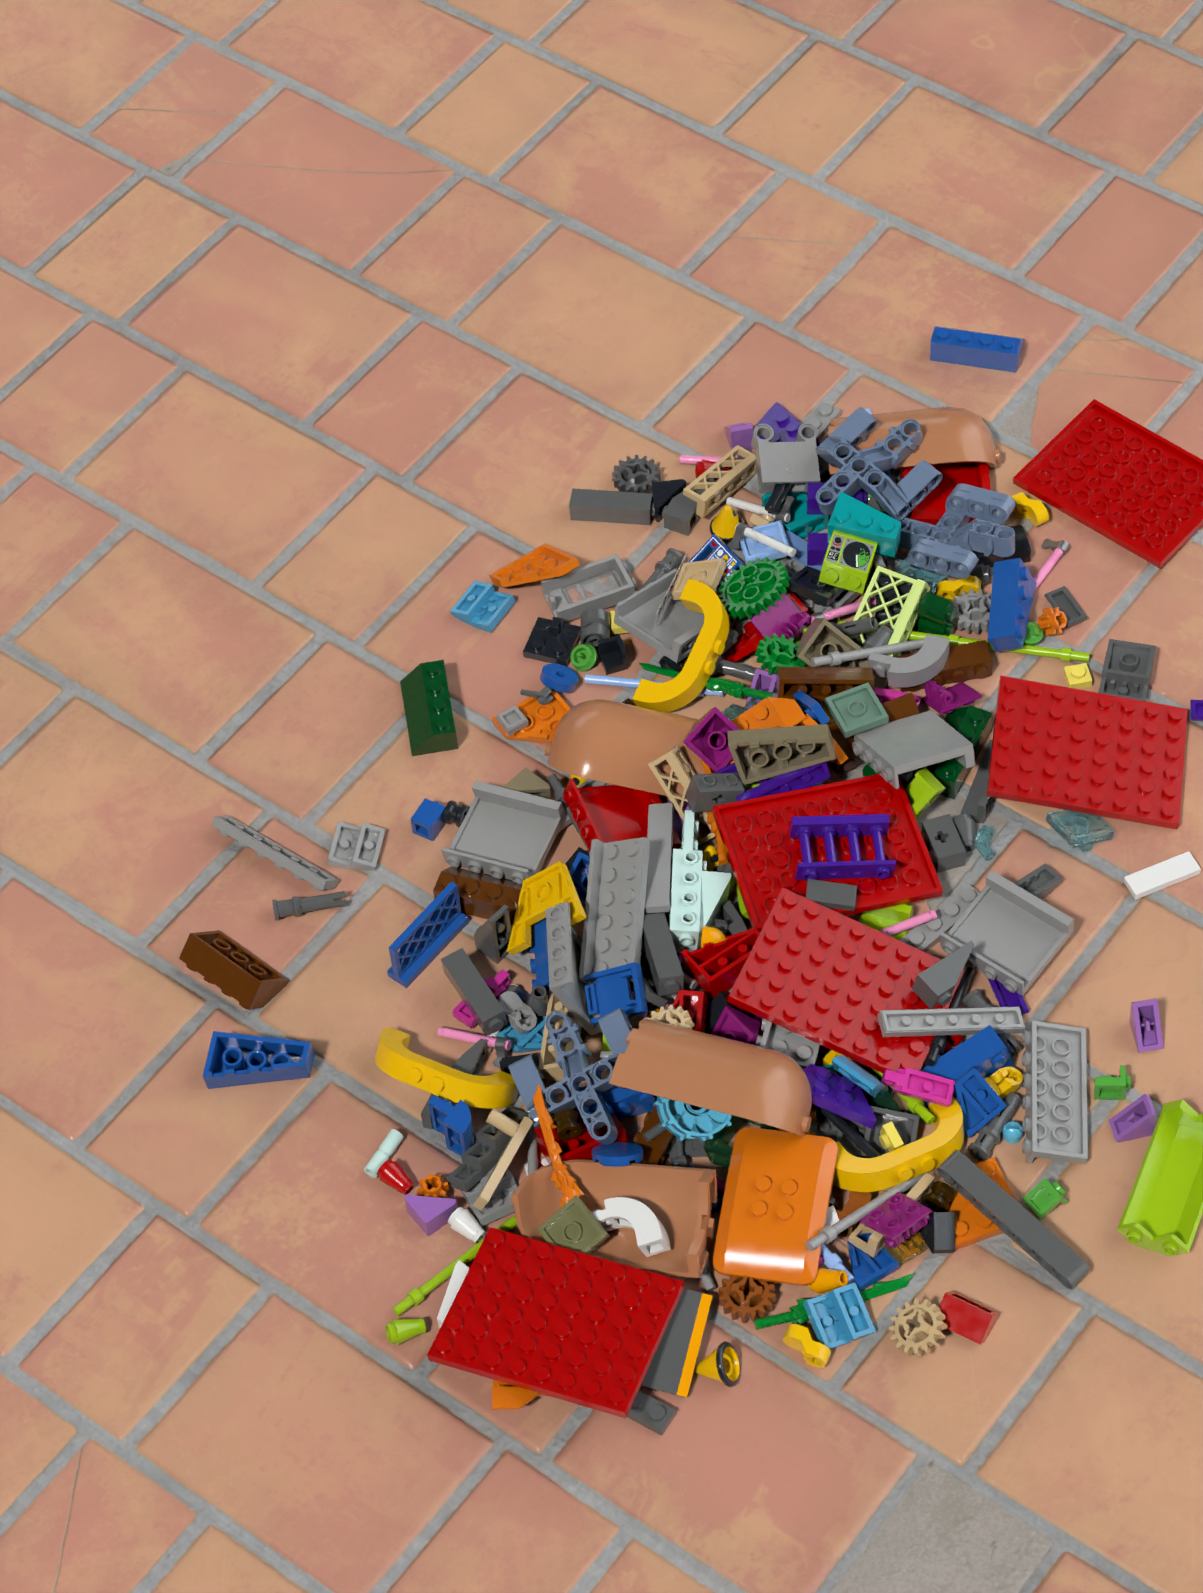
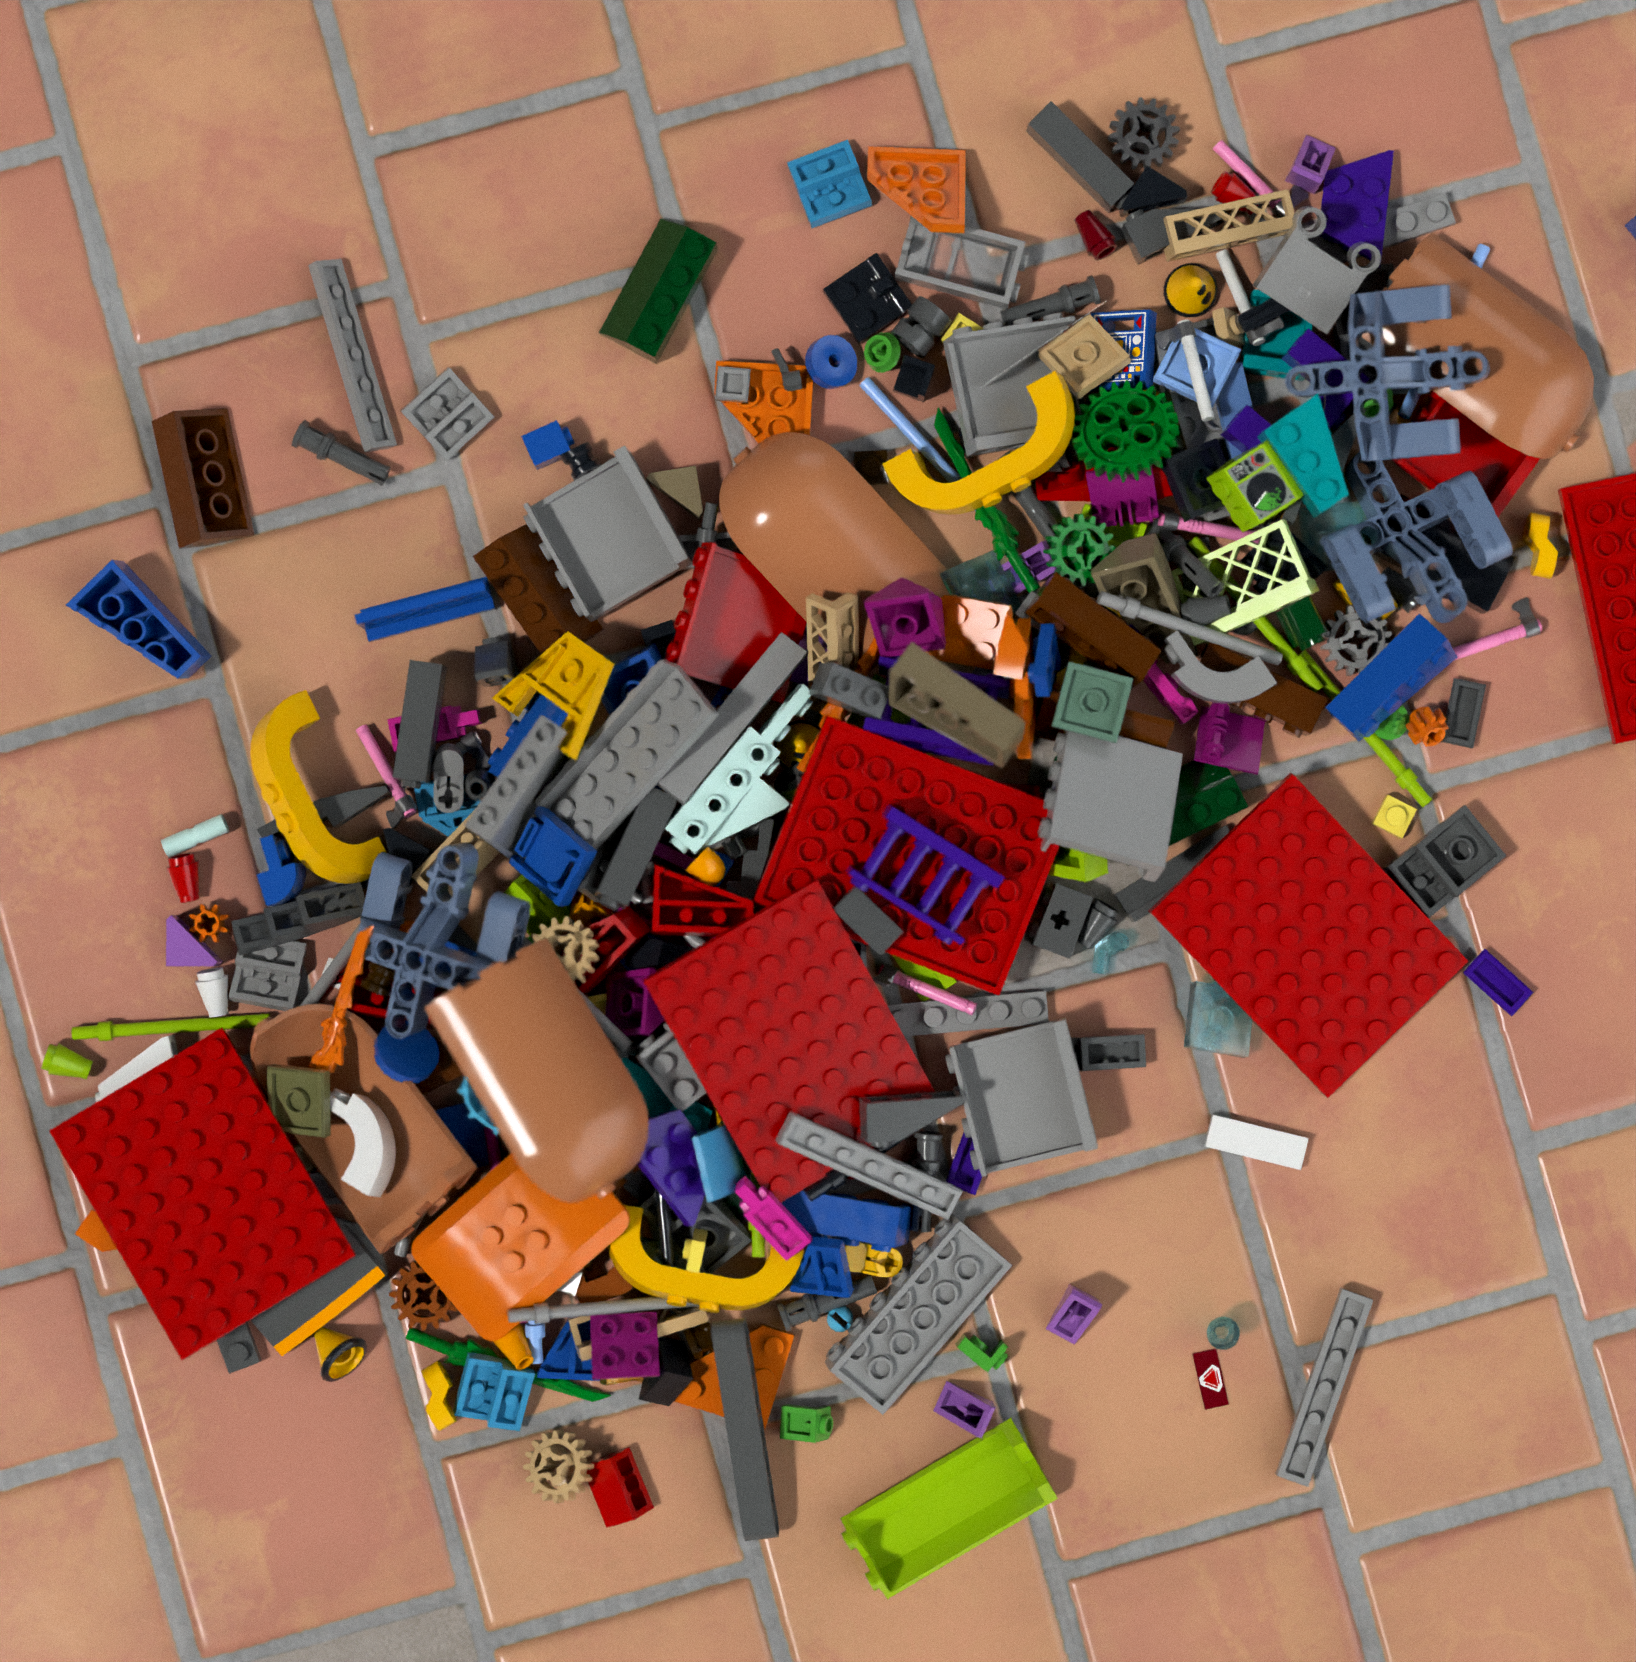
camera: 25 degrees right, 35 degrees up
(517, 1132) = (333, 936): tan piece -> none
(653, 534) = (1095, 235): none -> dark red cone

